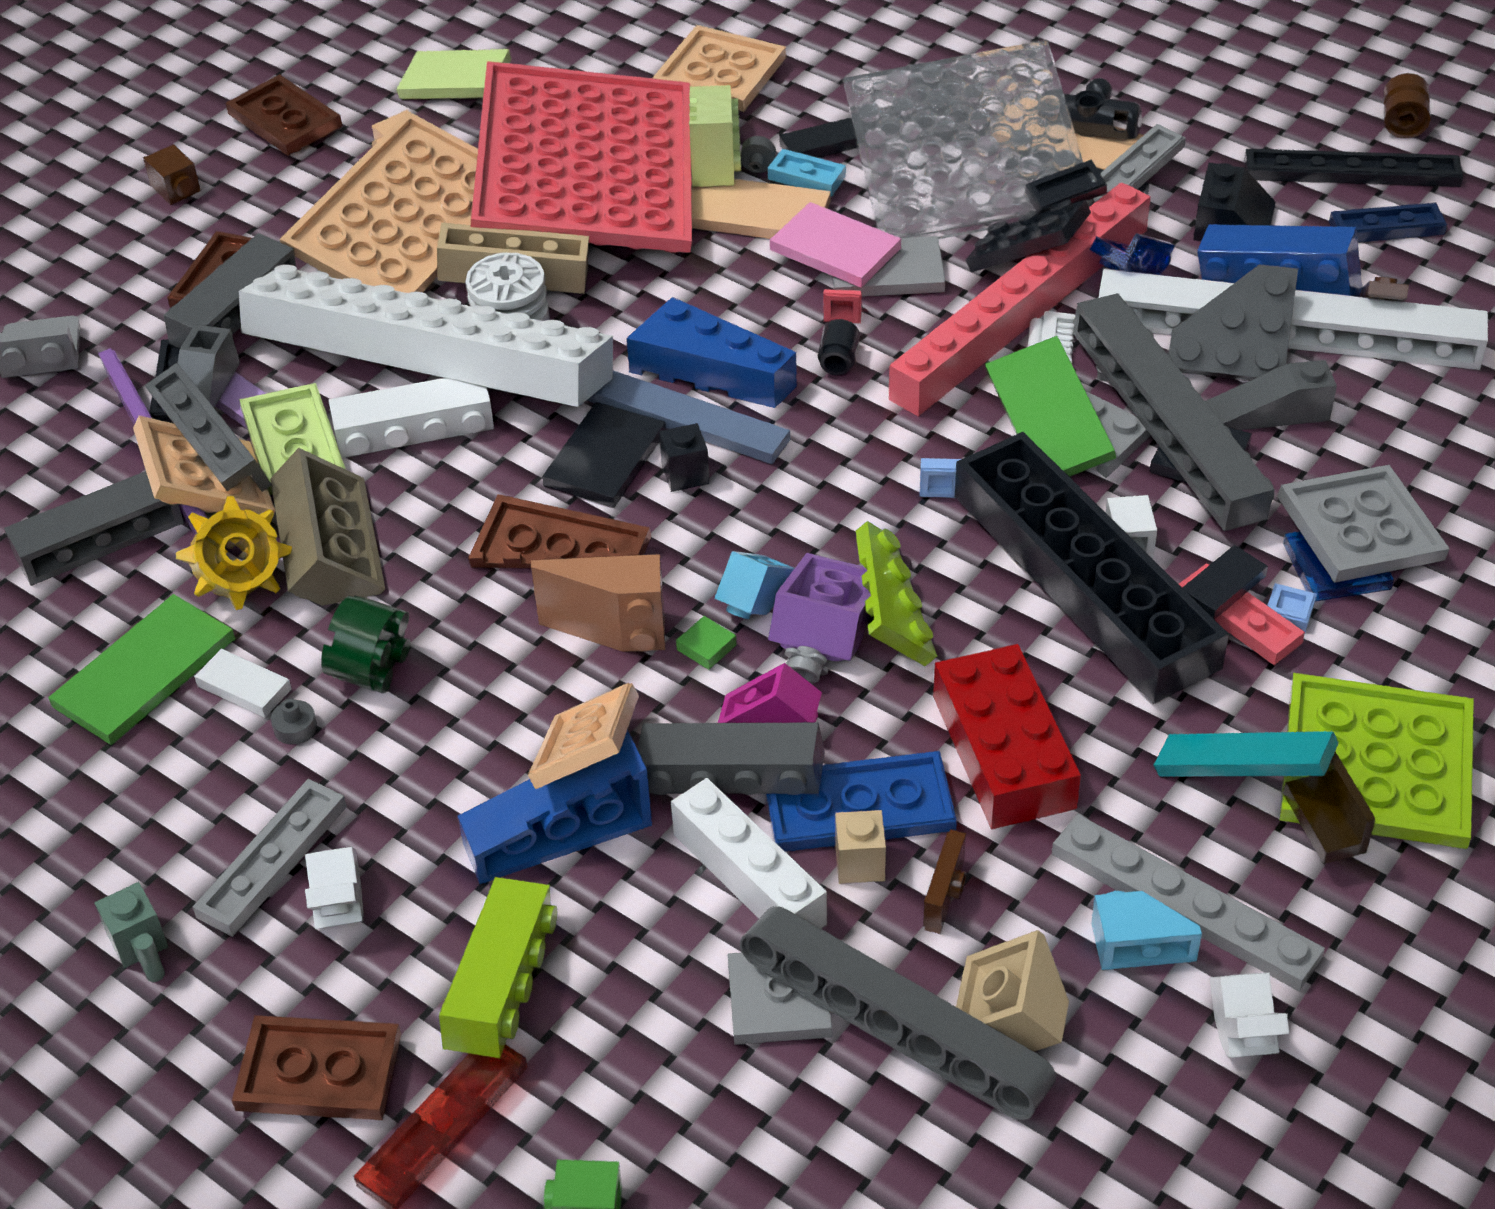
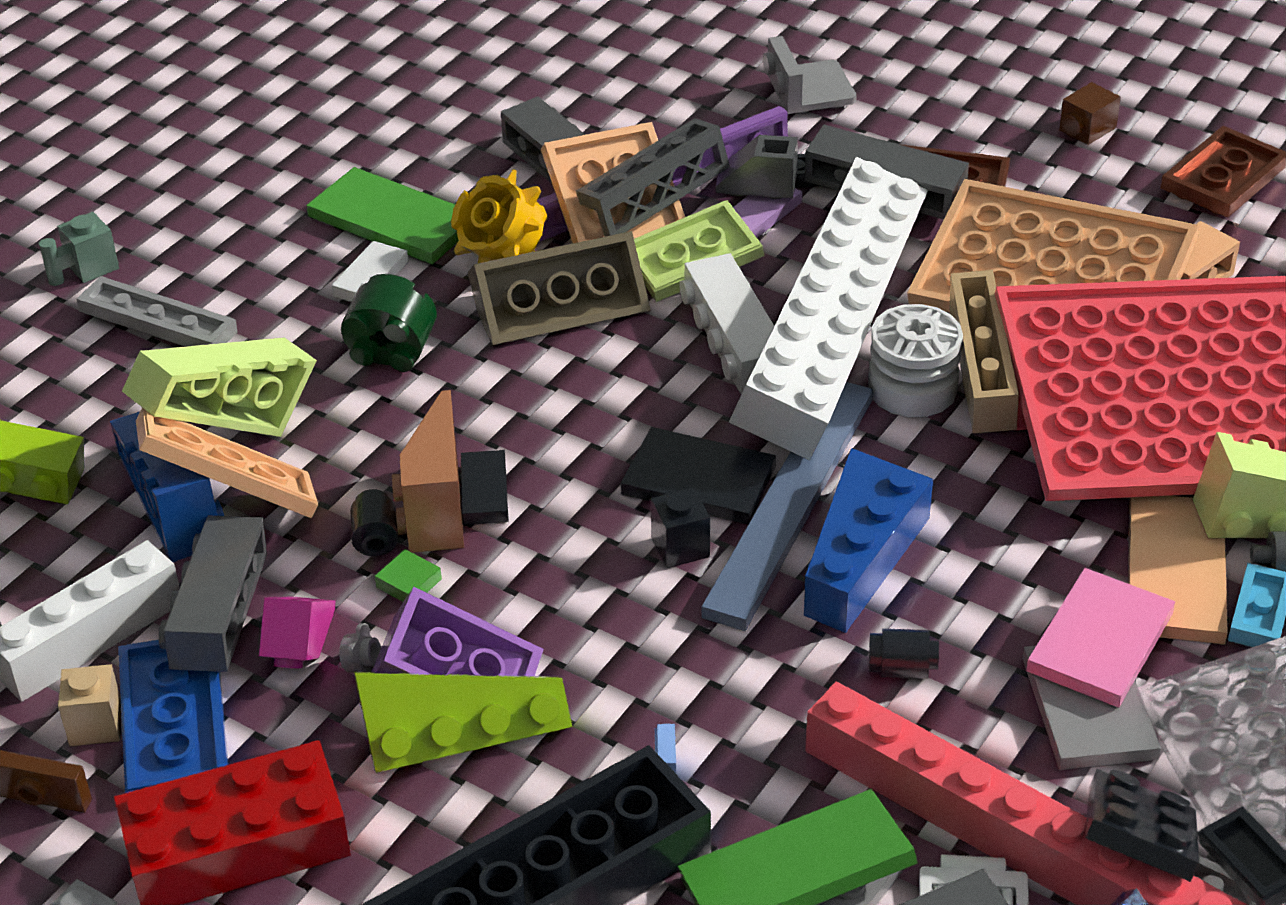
camera: 85 degrees right, 5 degrees down
(293, 721) = (320, 309): dark grey tile -> none
(334, 887) = (102, 355): white brick -> none
(472, 736) = (223, 384): none -> yellowish green wedge
(536, 531) = (556, 447): copper wing -> none
(641, 660) = (373, 523): none -> black brick
(751, 583) = (489, 594): medium azure slope -> none
(842, 305) = (991, 658): coral slope -> none

